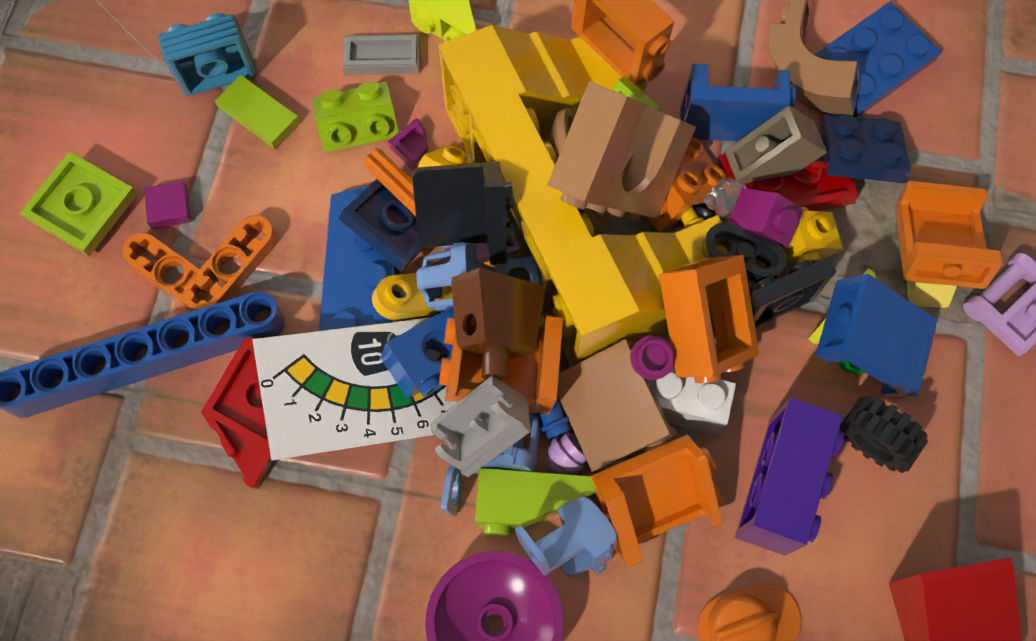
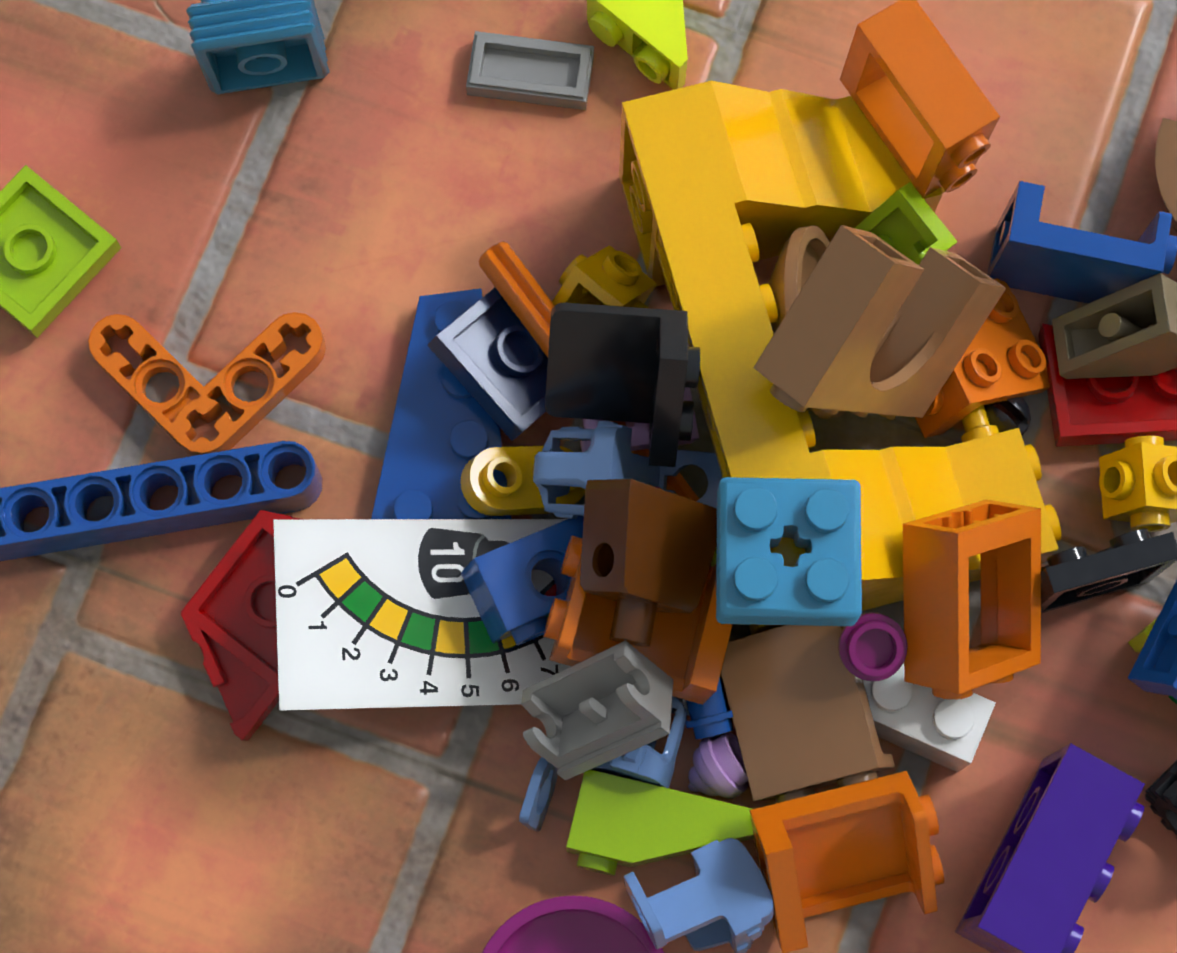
camera: 10 degrees right, 5 degrees up
(167, 204) = (165, 272): magenta tile -> none
(257, 111) = (322, 138): lime tile -> none
(354, 116) = (474, 170): lime bracket -> none
(410, 144) = (556, 230): magenta tile -> none
(569, 318) = (754, 582): none -> dark azure brick
(724, 196) = (1039, 402): clear plate -> none
(751, 245) = (1053, 491): black plate -> none
(766, 215) = (1090, 447): magenta brick -> none

